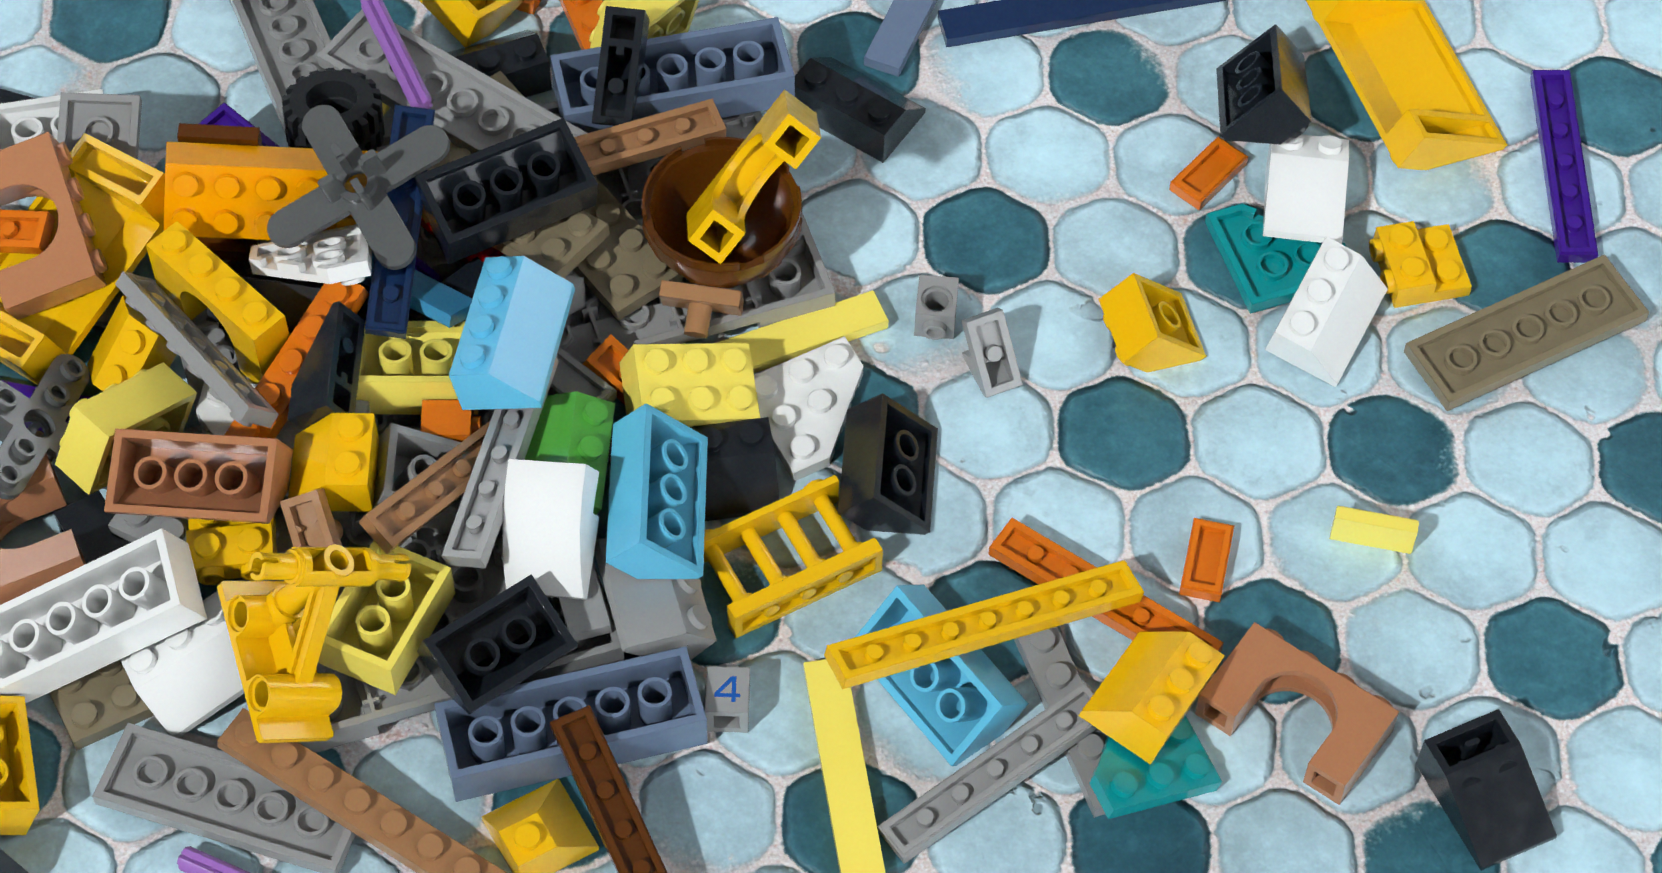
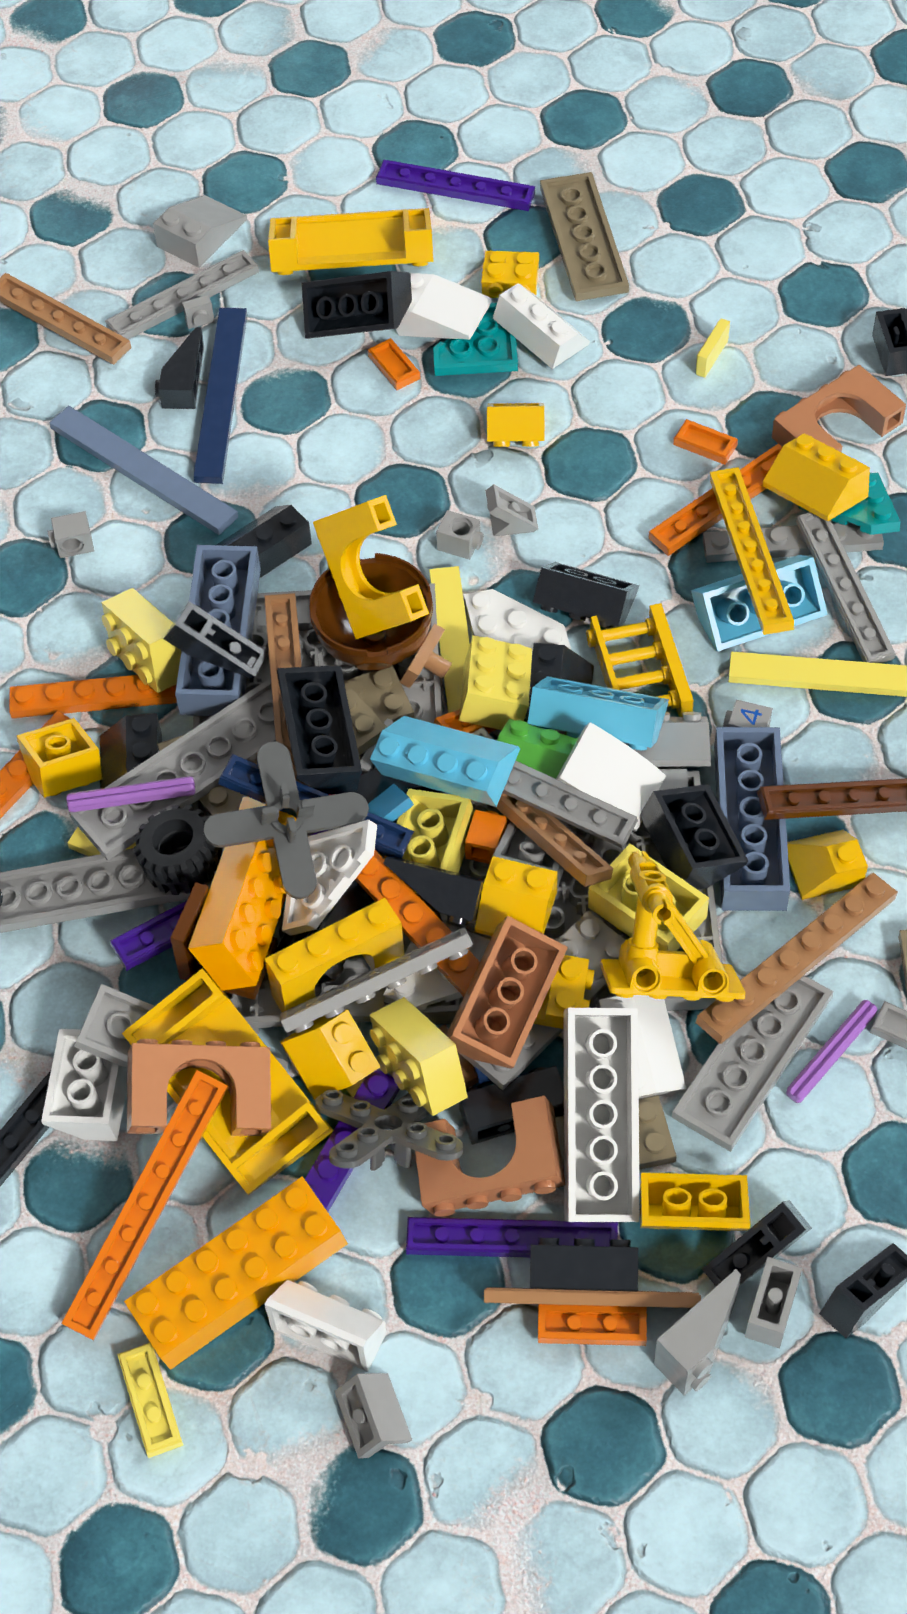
camera: 70 degrees left, 0 degrees up
(311, 520) = (577, 925): medium nougat tile -> none

